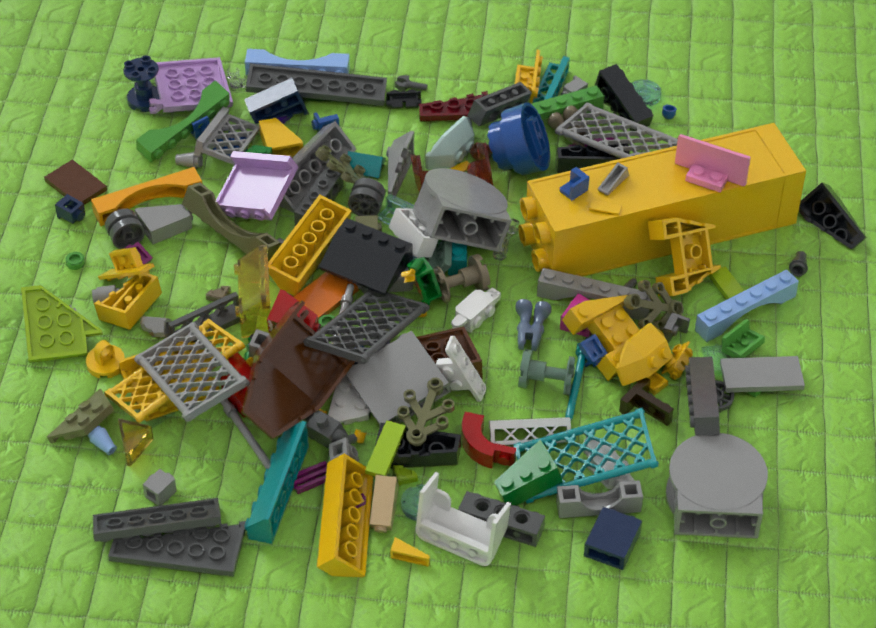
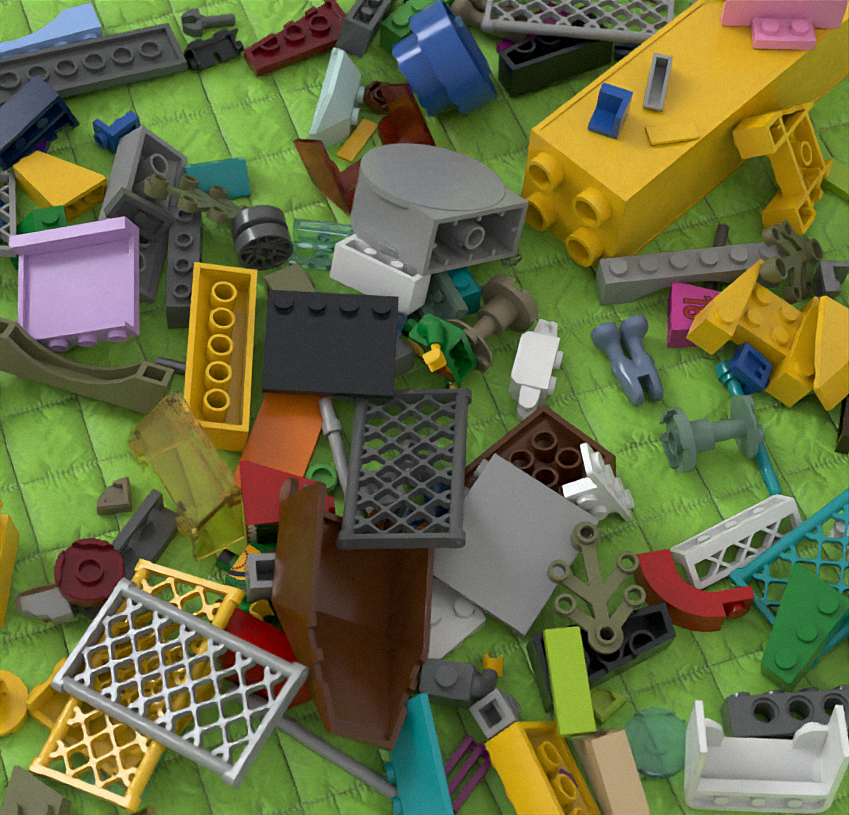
camera: 30 degrees left, 10 degrees up
(179, 314) = (88, 572): none -> dark red tile
(306, 163) = (148, 217): none -> dark grey plate
(399, 161) = (269, 158): light grey wedge -> none

